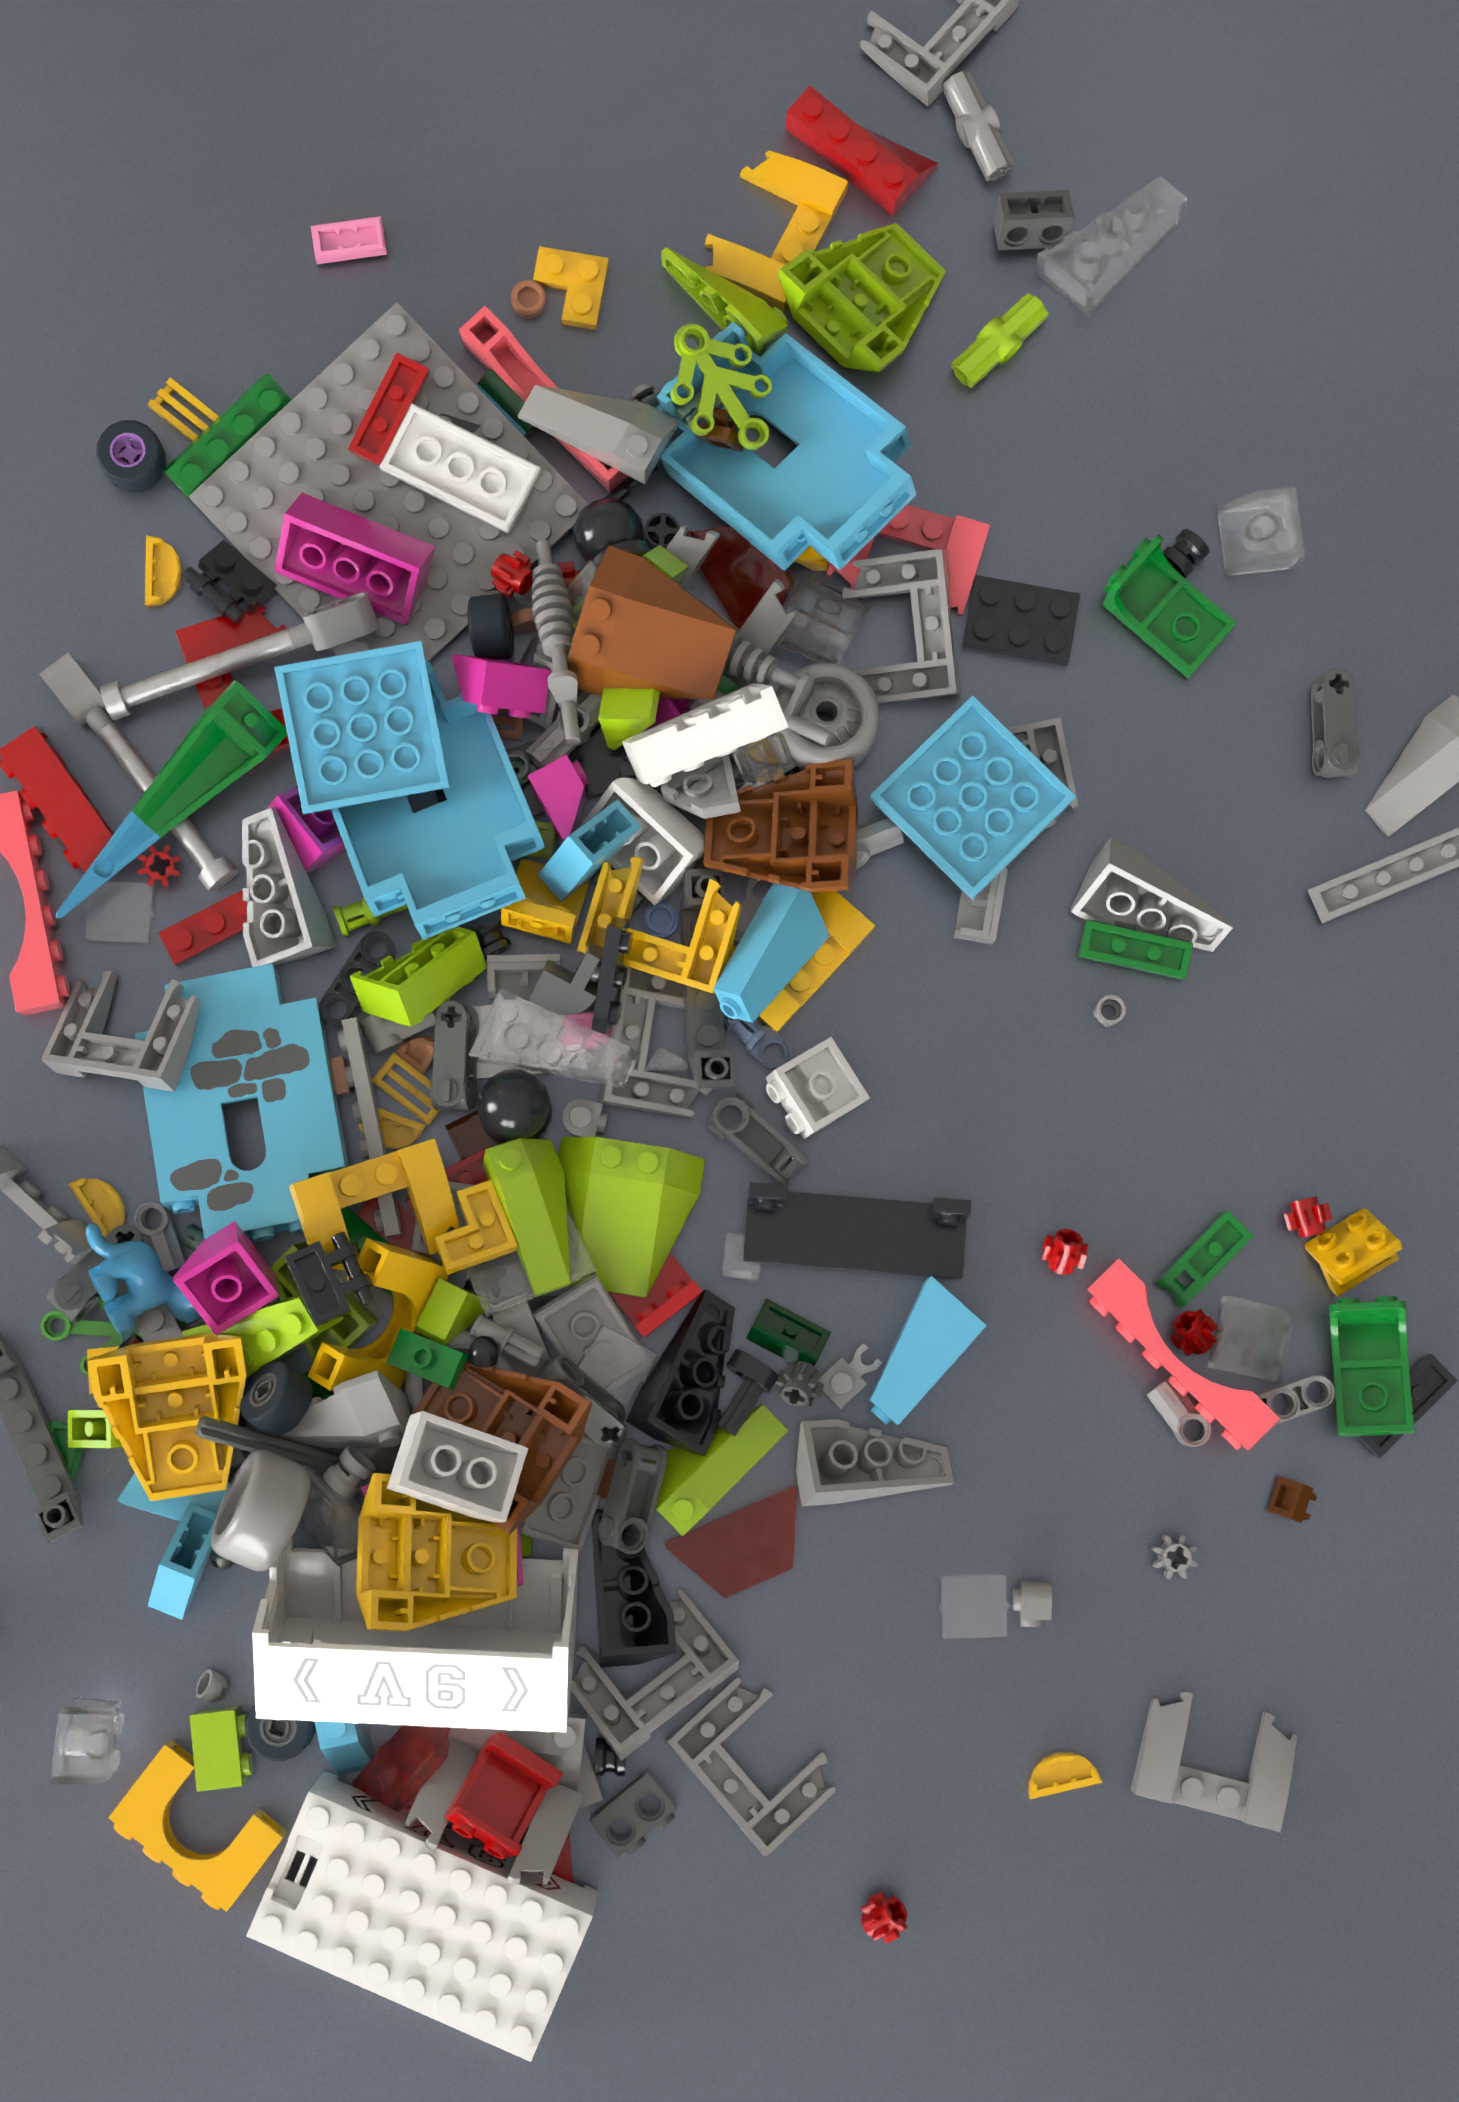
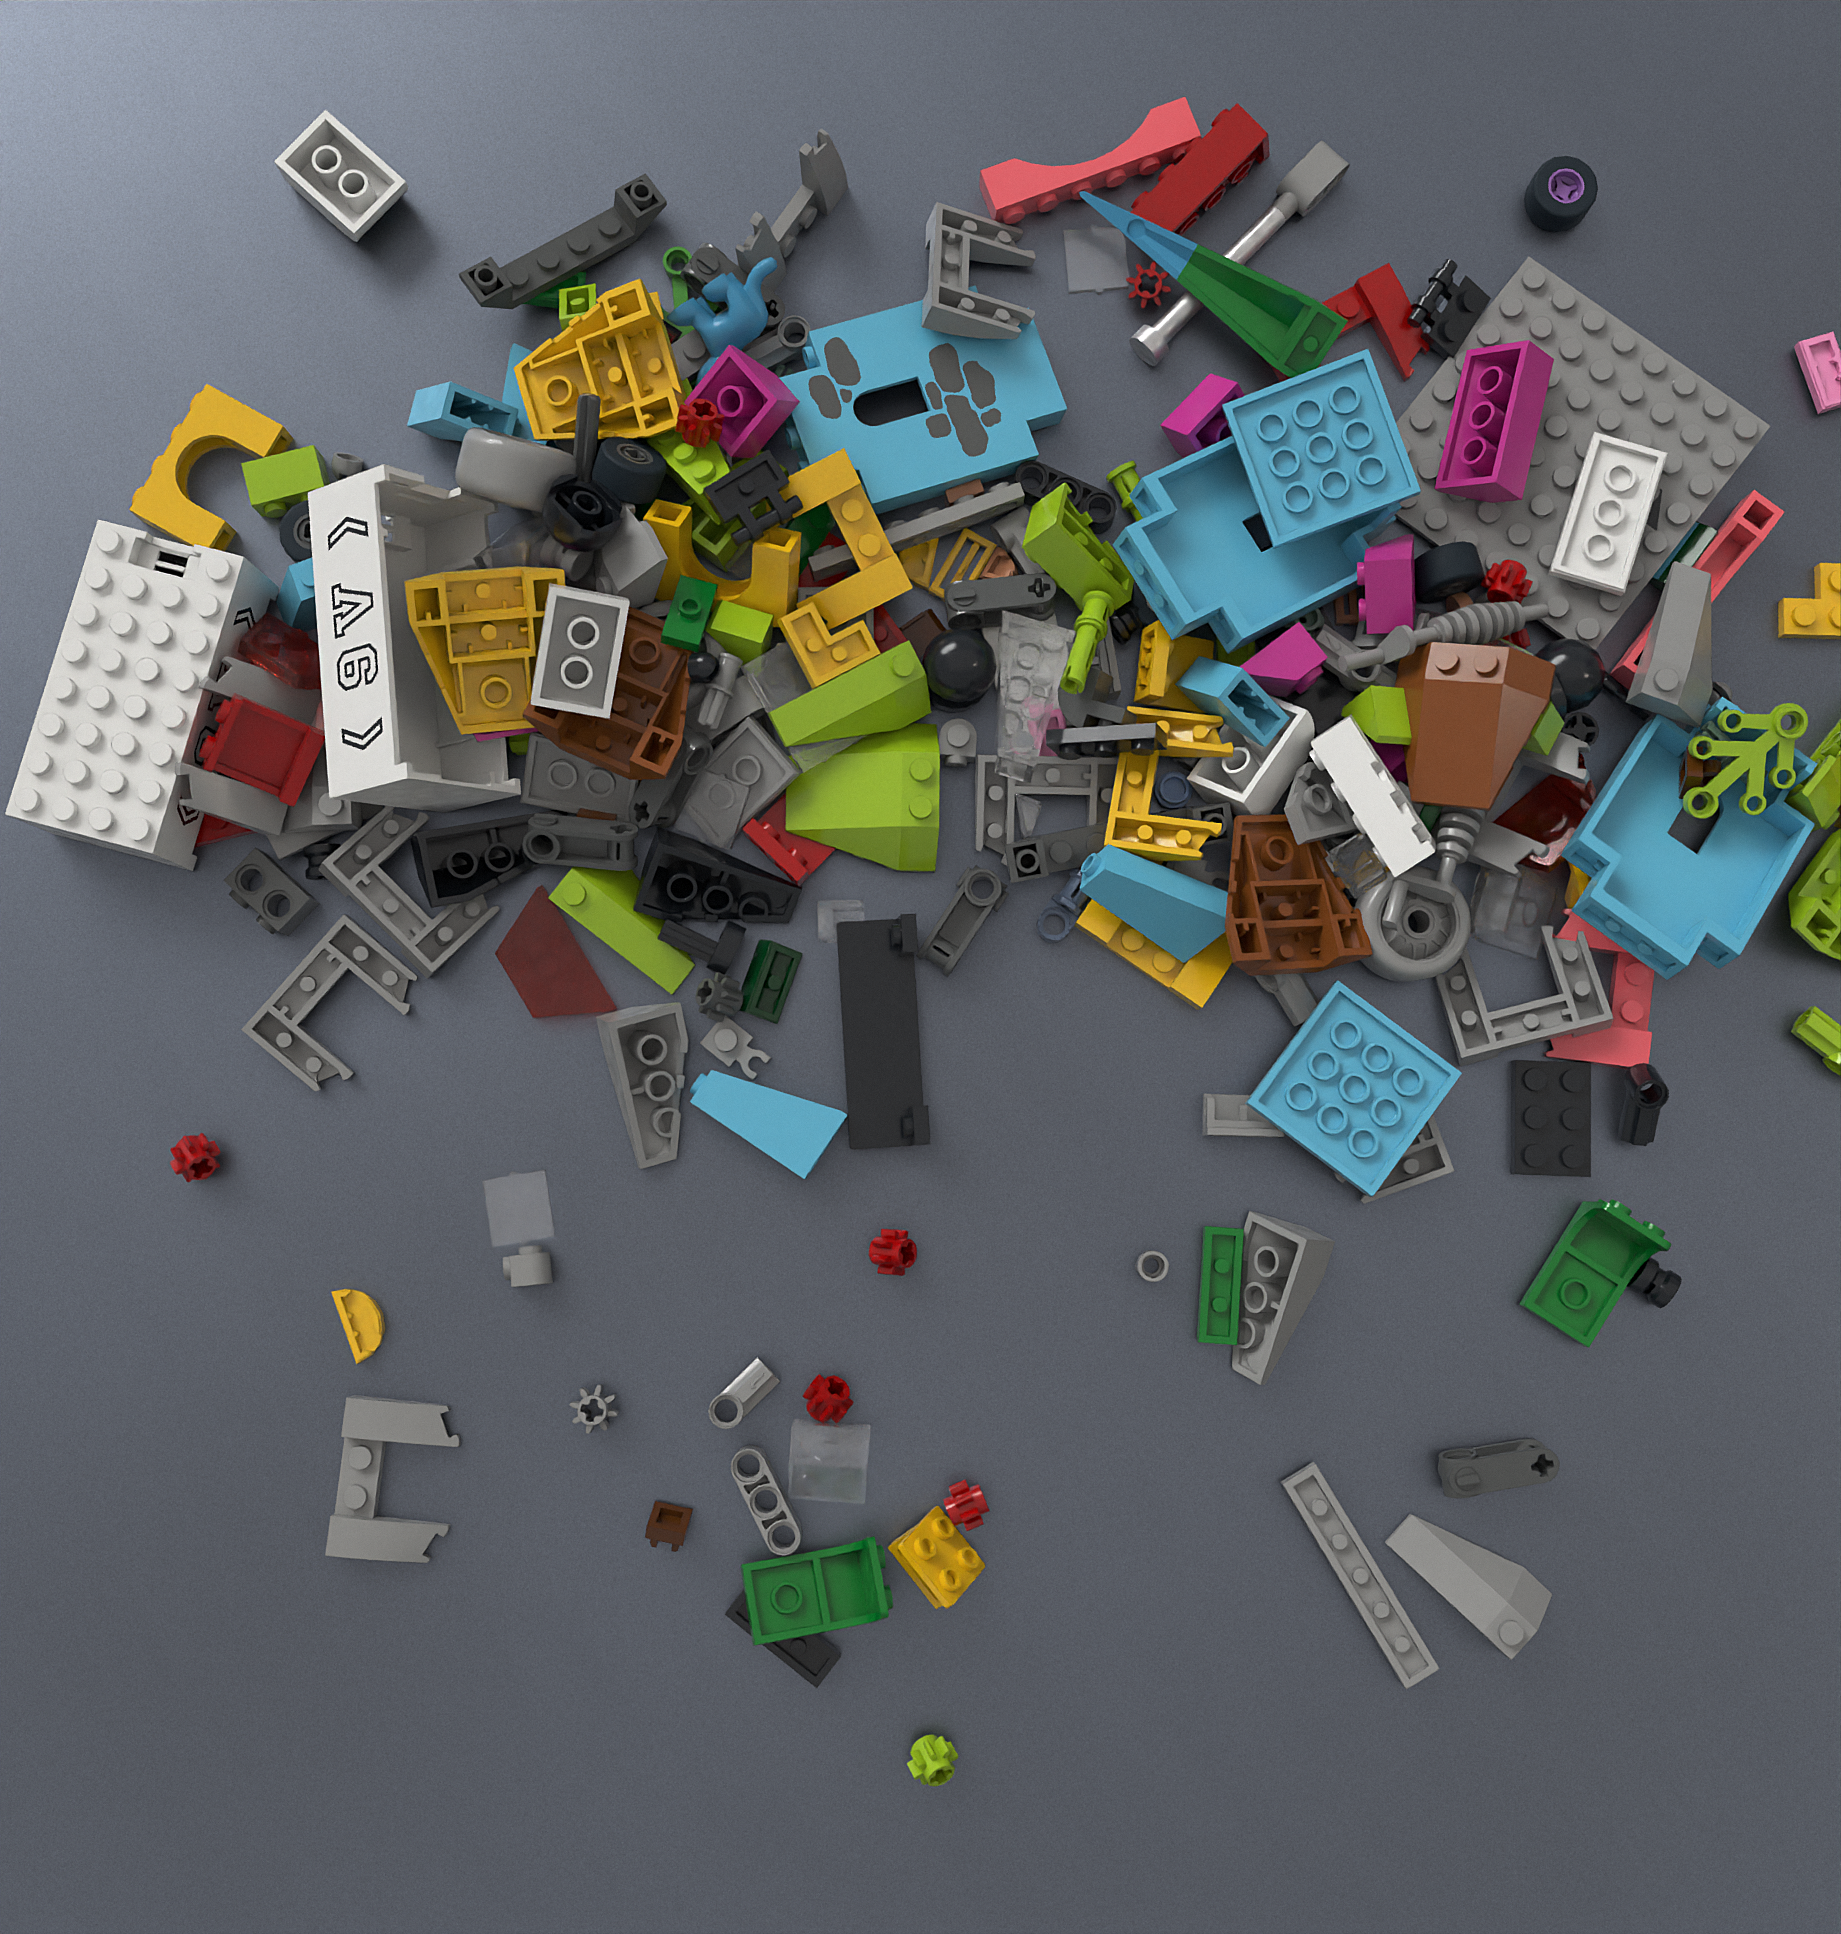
camera: 85 degrees right, 0 degrees up
(86, 1741) = (277, 351): clear slope -> none
(101, 1203) = (805, 287): yellow tile -> none
(162, 572) = (1446, 243): yellow tile -> none
(164, 395) = (1627, 219): yellow tile -> none
(205, 929) = (1098, 353): red plate -> none
(227, 434) = (1599, 283): green plate -> none
(245, 1321) = (699, 423): none -> red gear
(282, 905) = (1127, 411): light grey wedge -> none
(318, 1448) = (581, 513): none -> black cylinder
(323, 627) = (1417, 402): piece -> none
(388, 408) = (1680, 438): red plate -> none
(500, 974) = (1090, 629): none -> lime pin
(528, 299) = (1798, 563): nougat tile -> none
(815, 1088) = (1023, 971): white plate -> none
(1021, 535) = (1642, 1106): none -> black piece
(1205, 1257) = (908, 1401): green plate -> none
(1238, 1411) = (850, 1324): coral arch -> none
(1261, 532) = (1692, 1362): clear slope -> none

